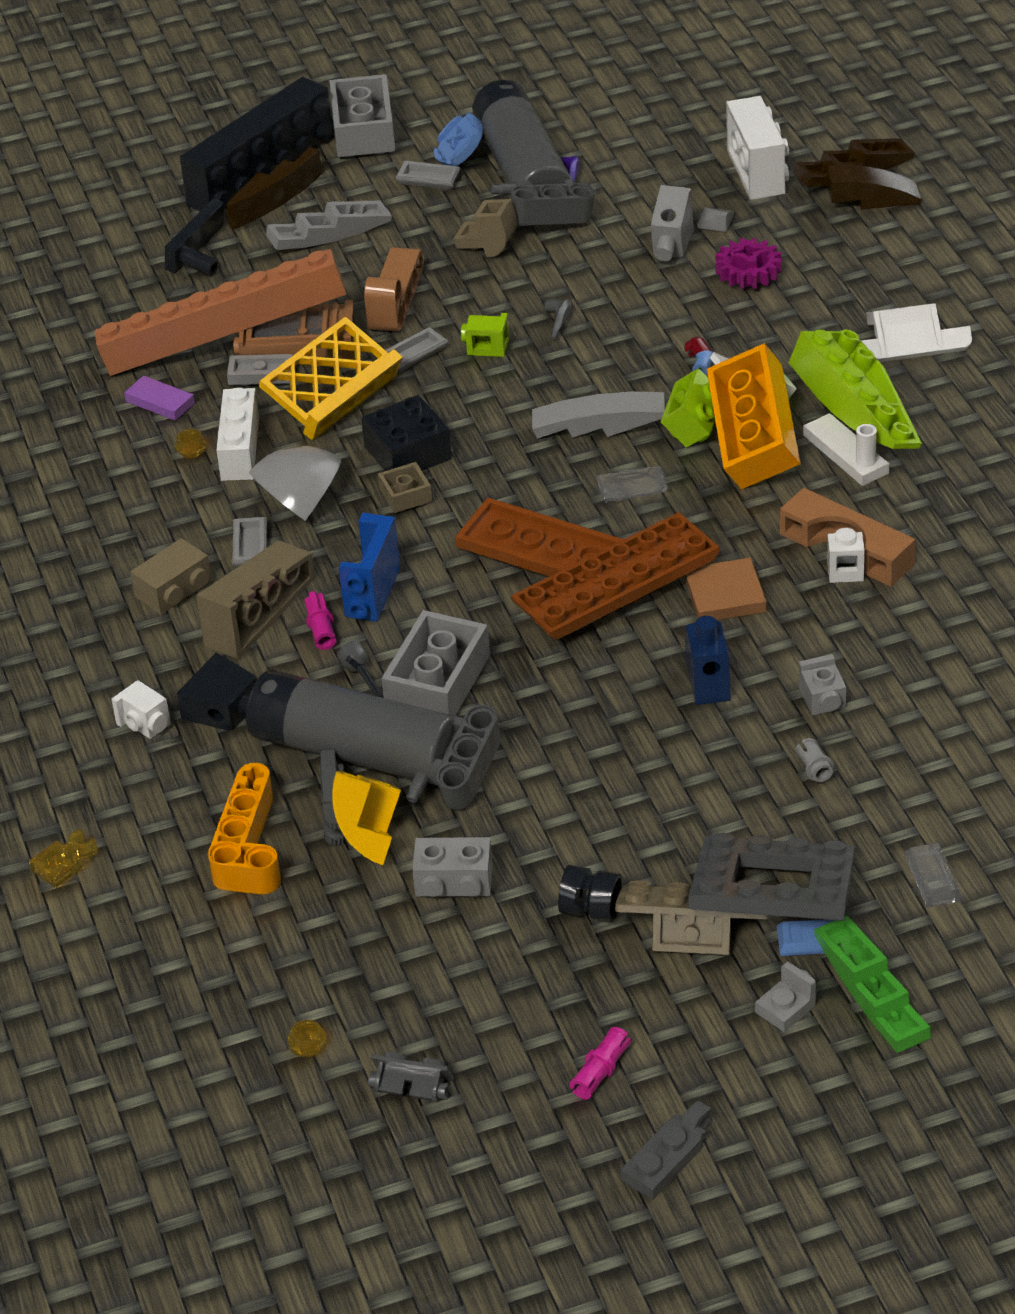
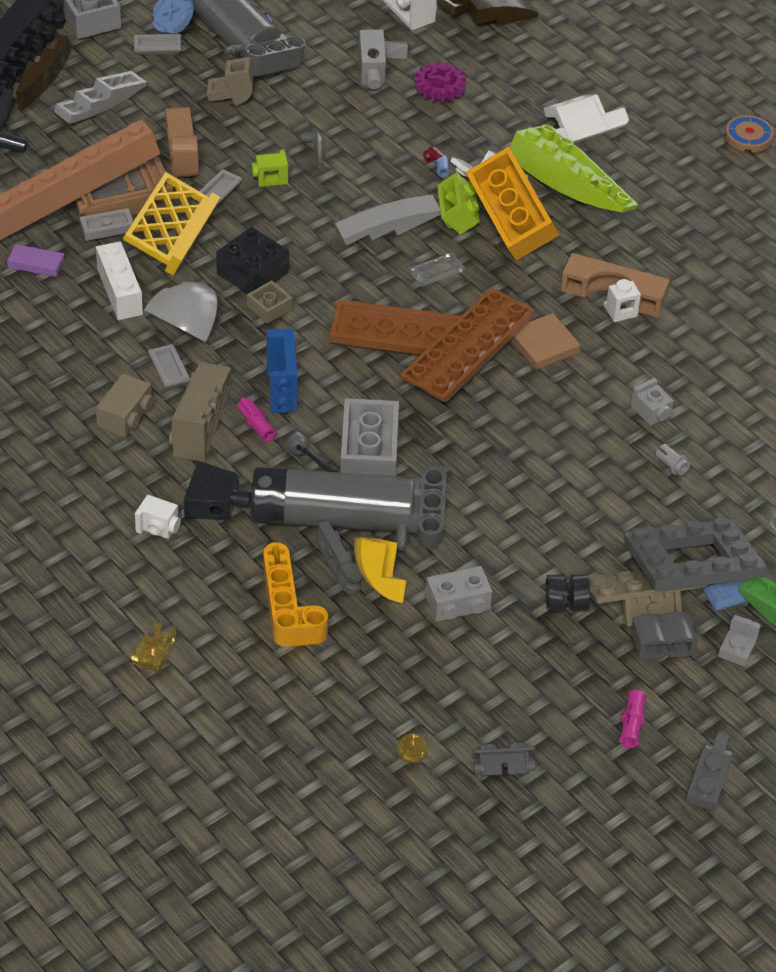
camera: 25 degrees left, 5 degrees up
(190, 443) = (81, 293): clear yellow plate -> none
(689, 970) = (664, 635): none -> dark grey brick
(705, 644) = (565, 399): dark blue torso -> none
(849, 451) = (588, 222): white piece -> none

